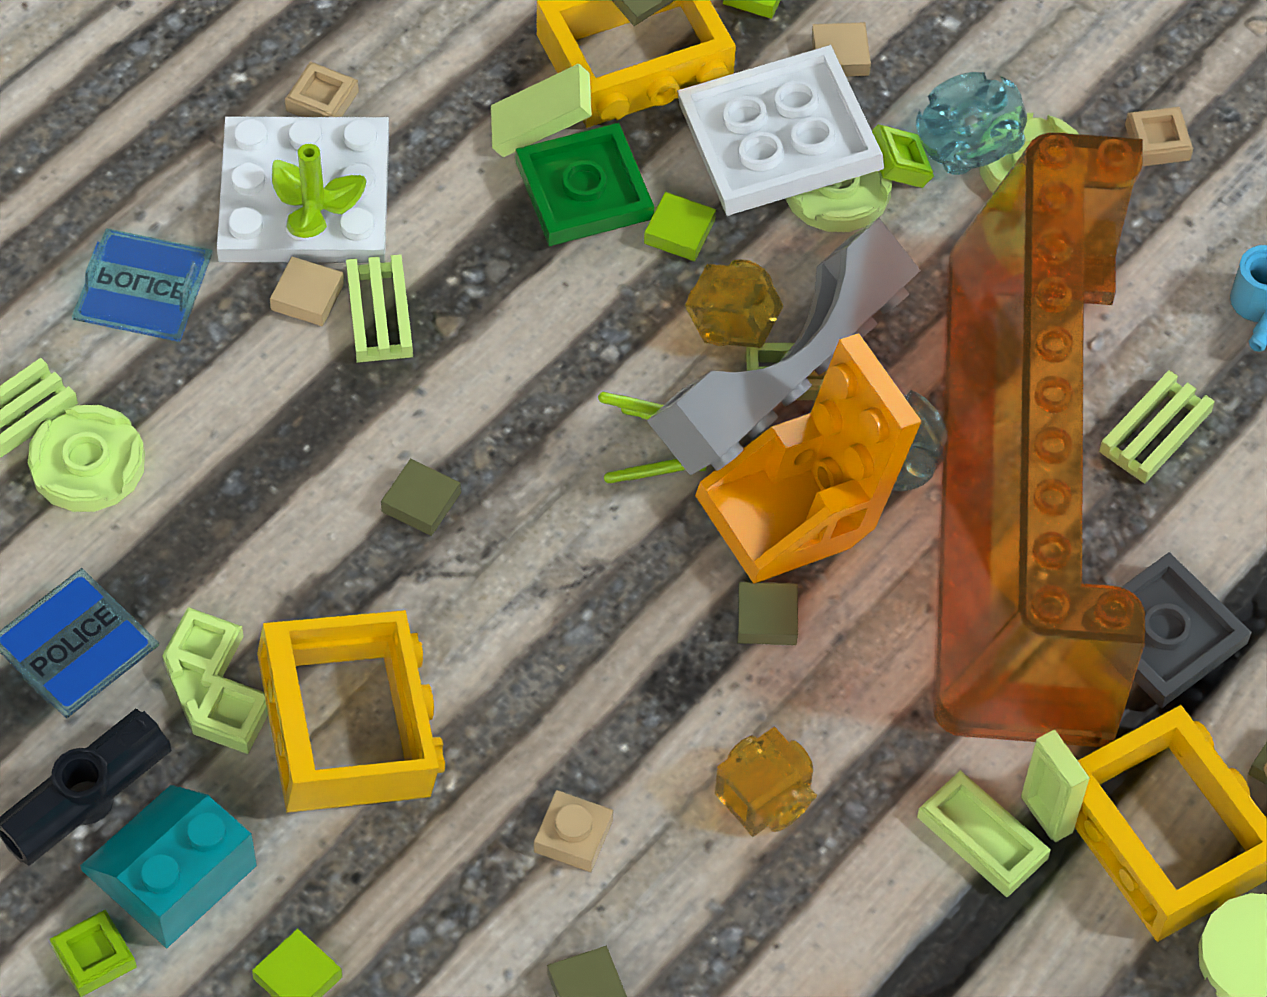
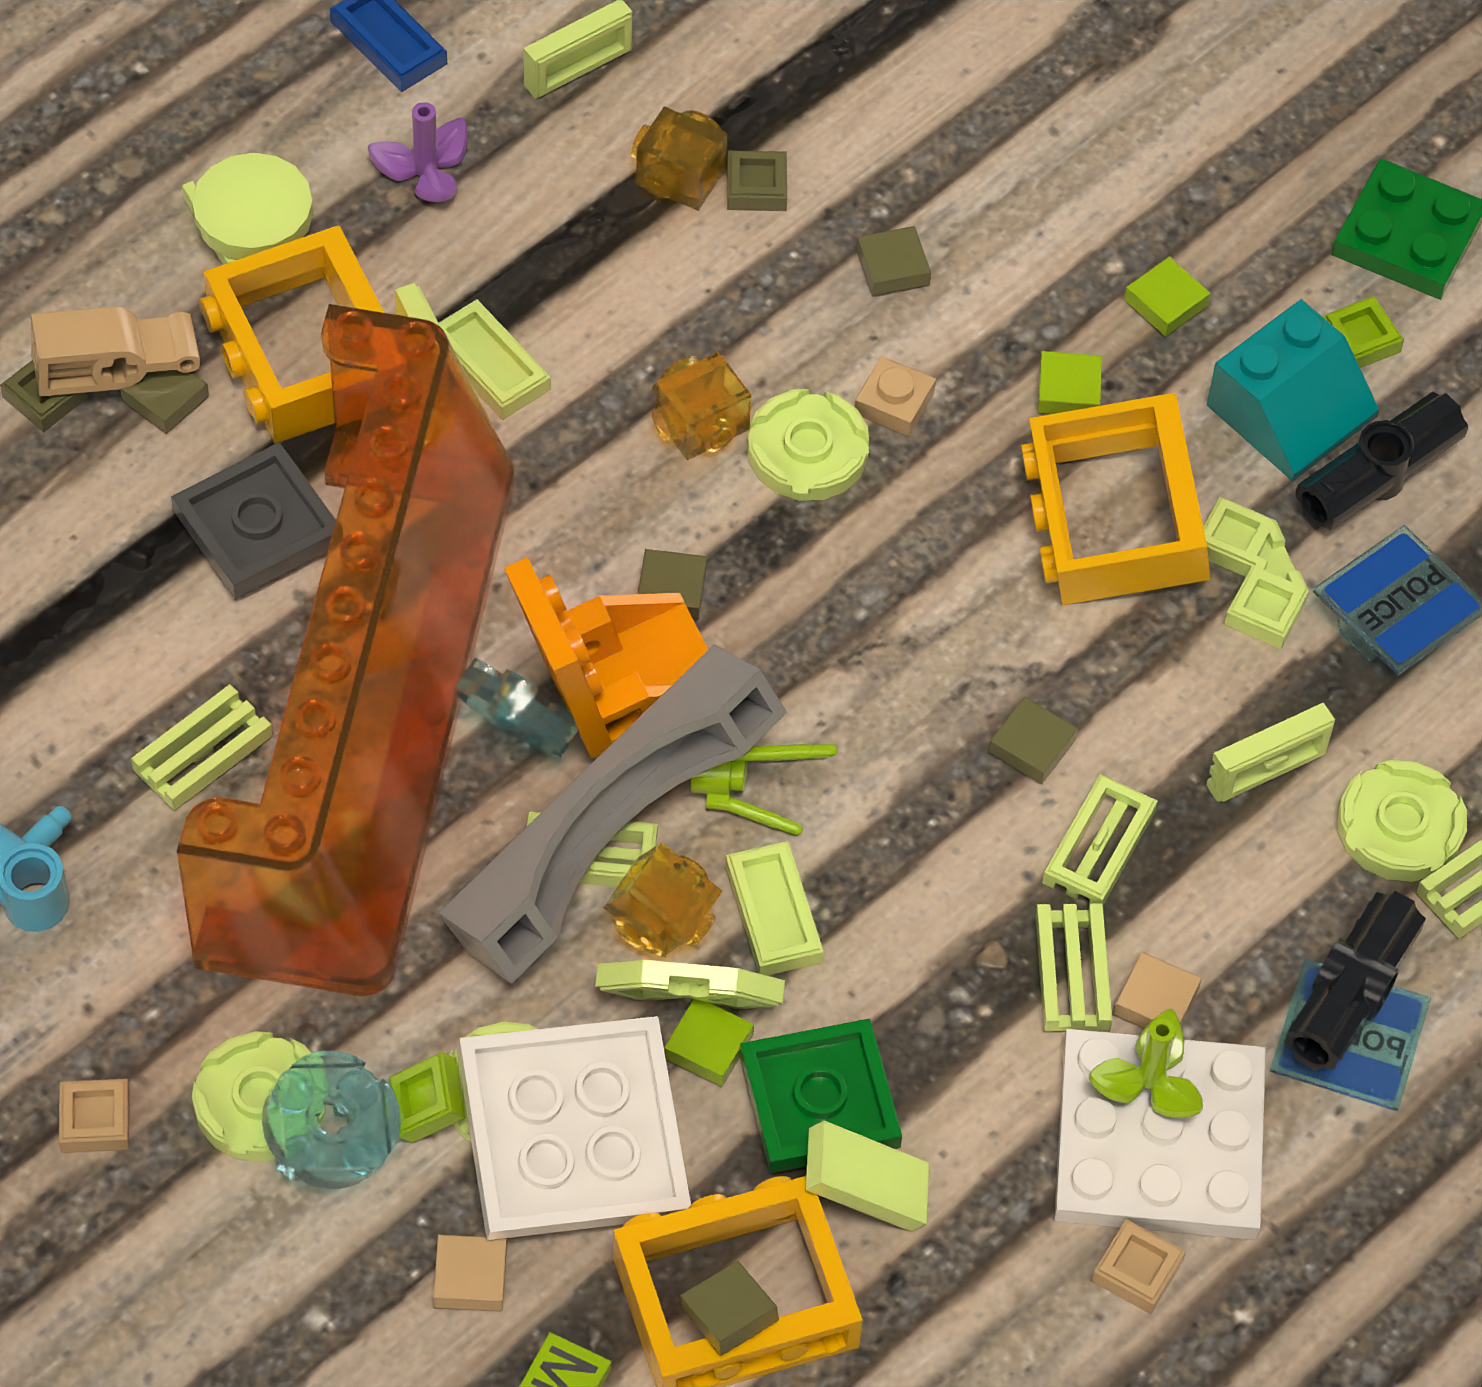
camera: 175 degrees left, 0 degrees up
(138, 290) = (1355, 980): none -> black piece
(204, 487) = (1270, 753): none -> yellowish green tile
(341, 452) = (1079, 882): none -> yellowish green tile
(397, 861) = (1068, 381): none -> lime tile
(638, 337) = (774, 909): none -> yellowish green tile
(655, 772) = (808, 445): none -> yellowish green tile
(677, 232) = (671, 980): none -> yellowish green tile

